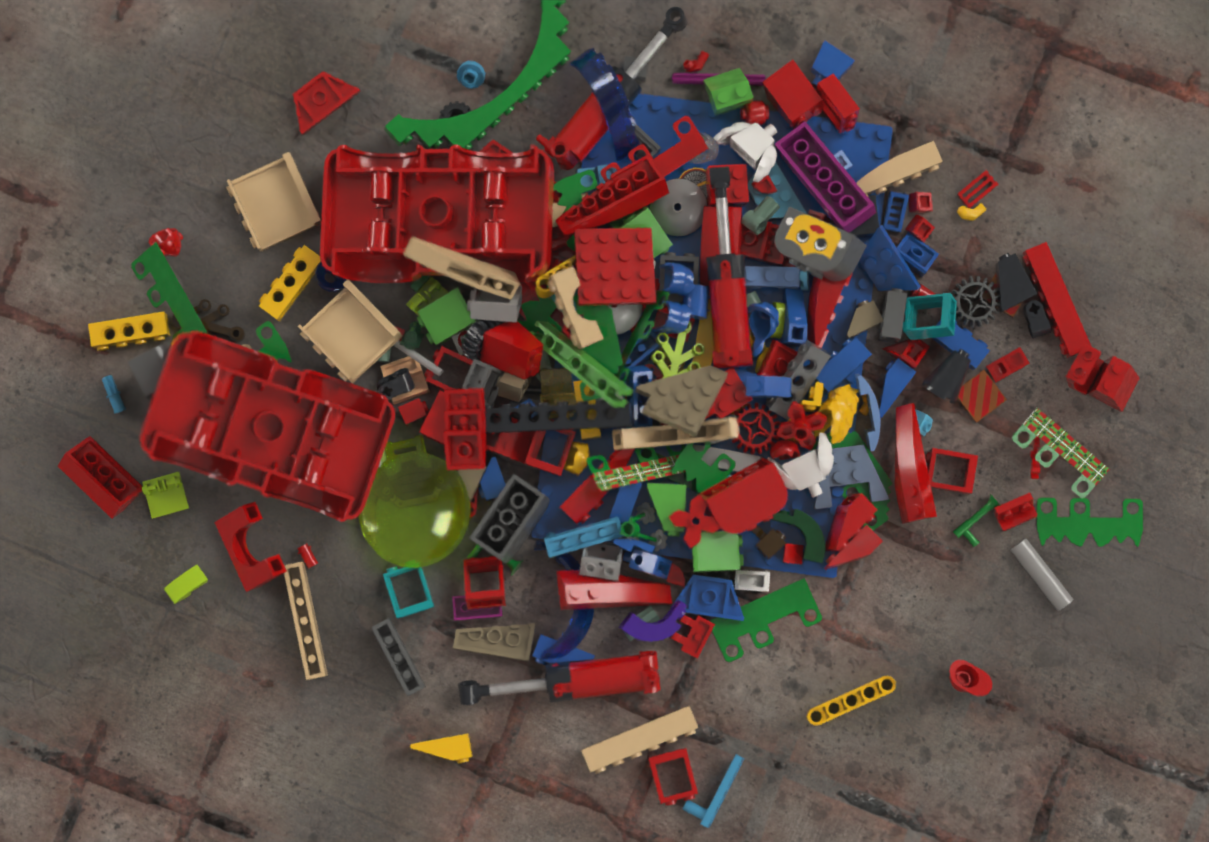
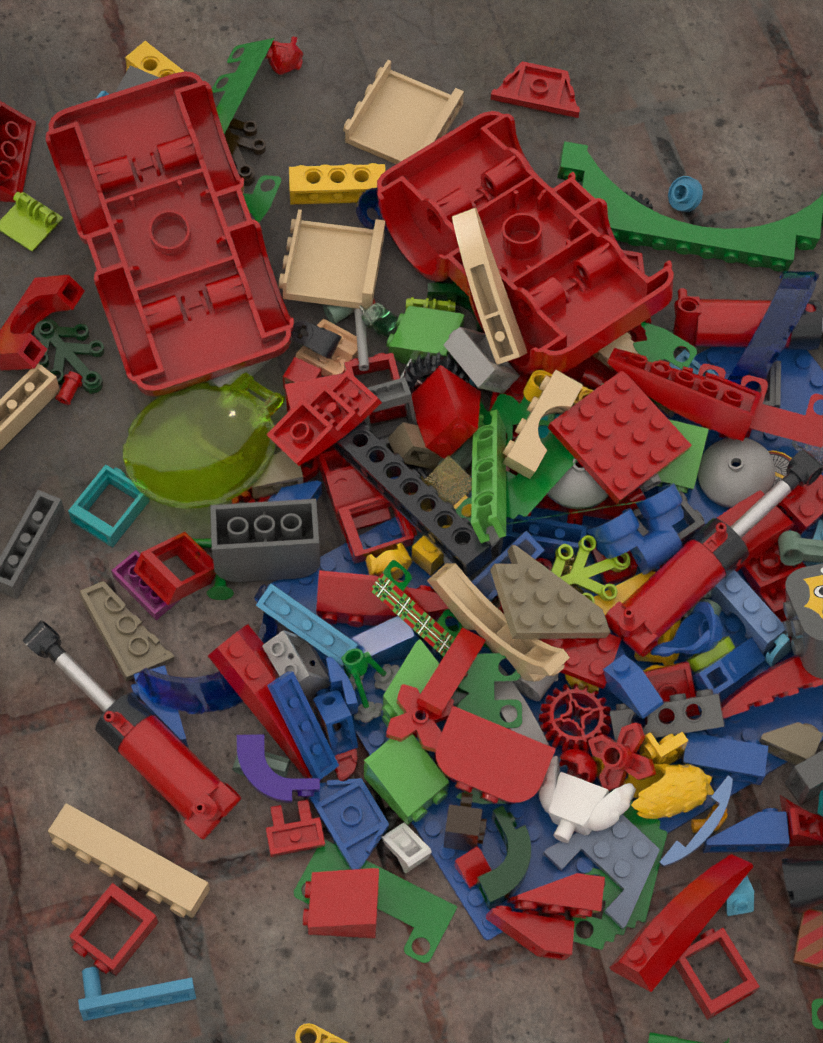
camera: 45 degrees right, 20 degrees down
(279, 538) = (68, 351): none -> dark green plant
(643, 586) = (303, 725): none -> blue plate
(681, 482) = (451, 671): none -> red tile
(757, 641) = (342, 903): none -> red slope

